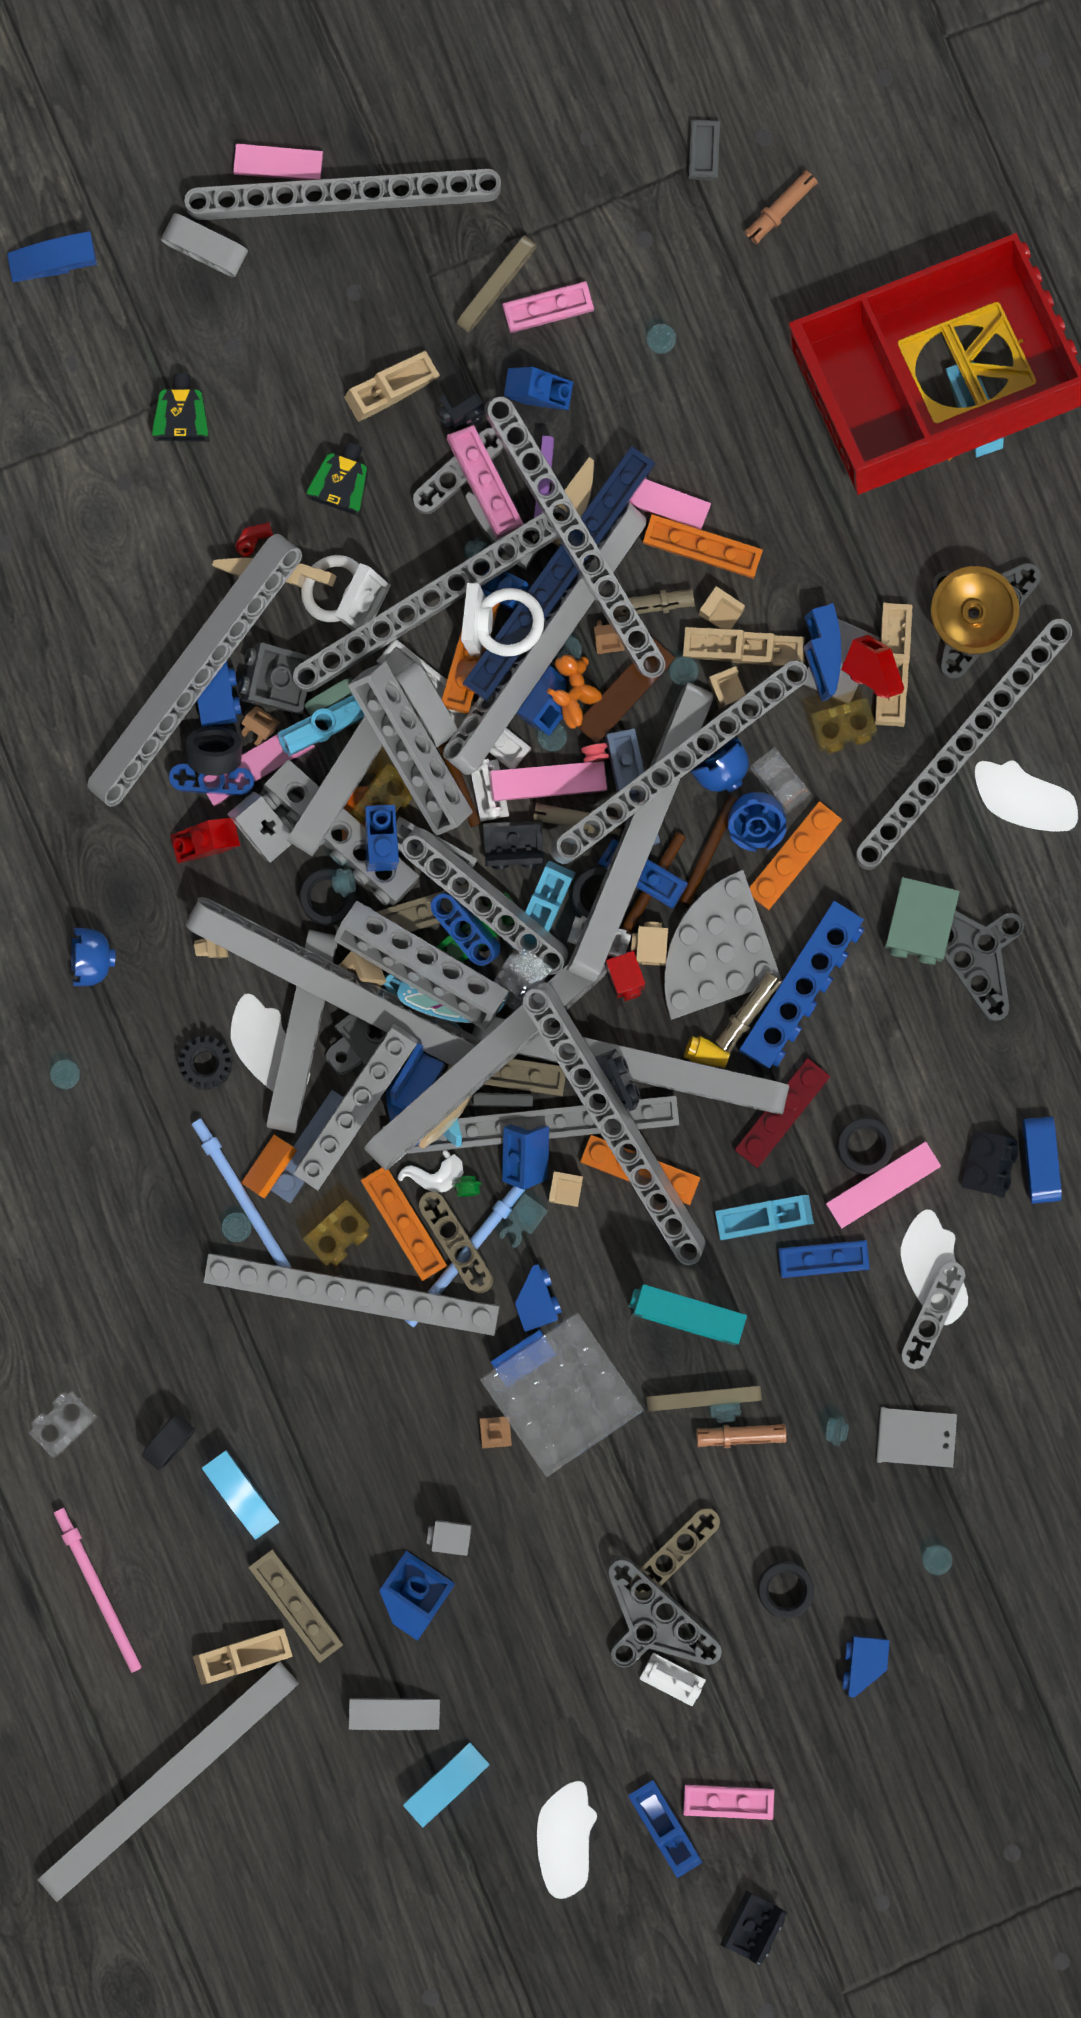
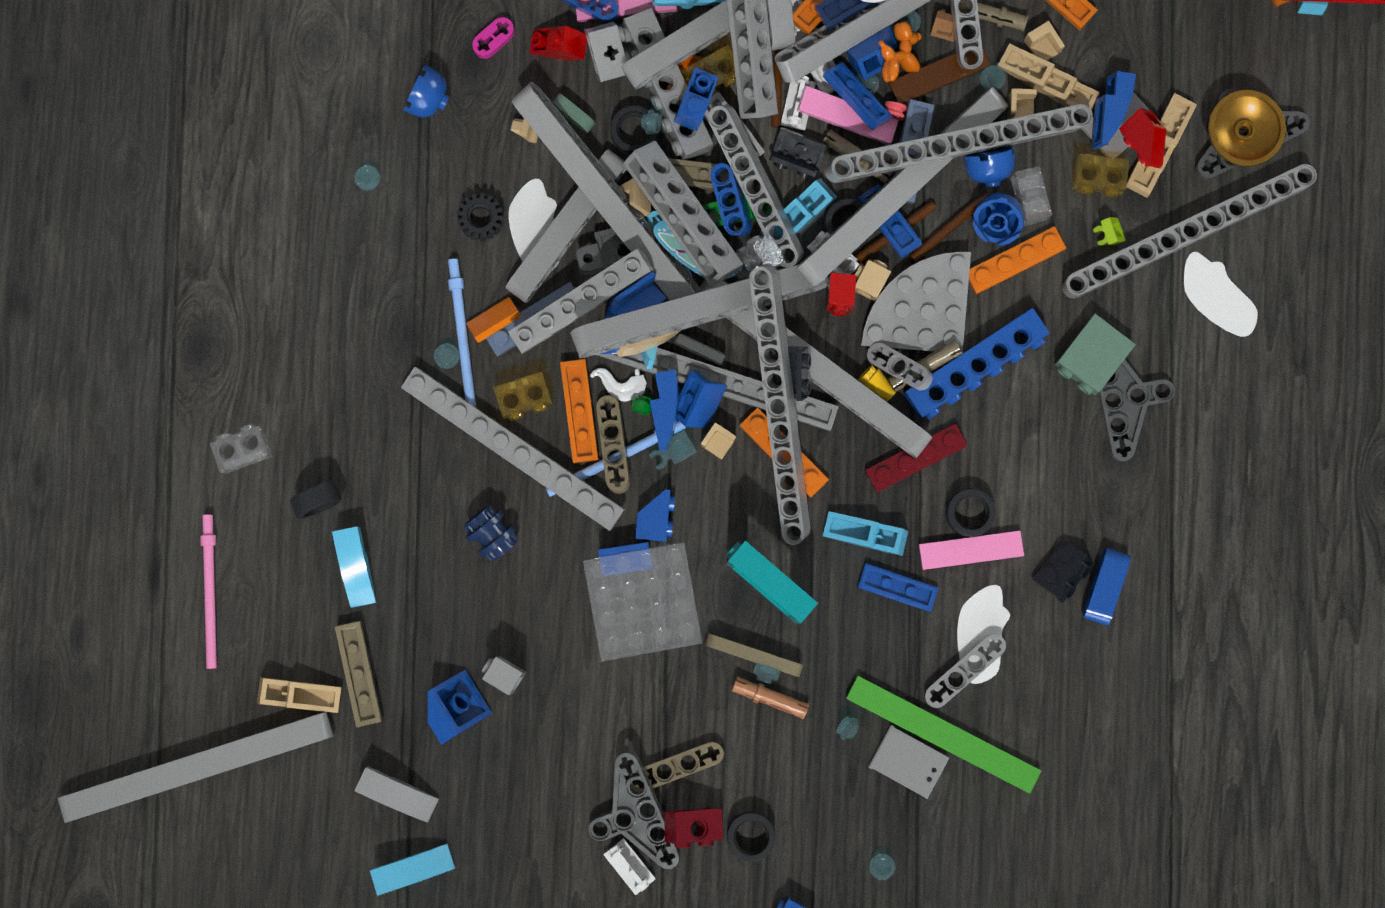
camera: 25 degrees right, 0 degrees up
(138, 867) = (497, 42): none -> dark pink beam
(254, 907) = (573, 113): none -> sand green beam
(369, 1394) = (490, 533): none -> dark blue piece
(495, 1432) = (577, 608): medium nougat tile -> none
(496, 1179) = (666, 407): none -> blue slope
(529, 1077) = (728, 340): dark tan plate -> none
(548, 756) = (857, 96): none -> blue tile
(705, 1610) = (679, 822): none -> dark red brick
(732, 1020) = (904, 375): none -> light grey beam
(882, 779) = (1112, 230): none -> lime tile
(940, 1392) = (943, 734): none -> bright green tile

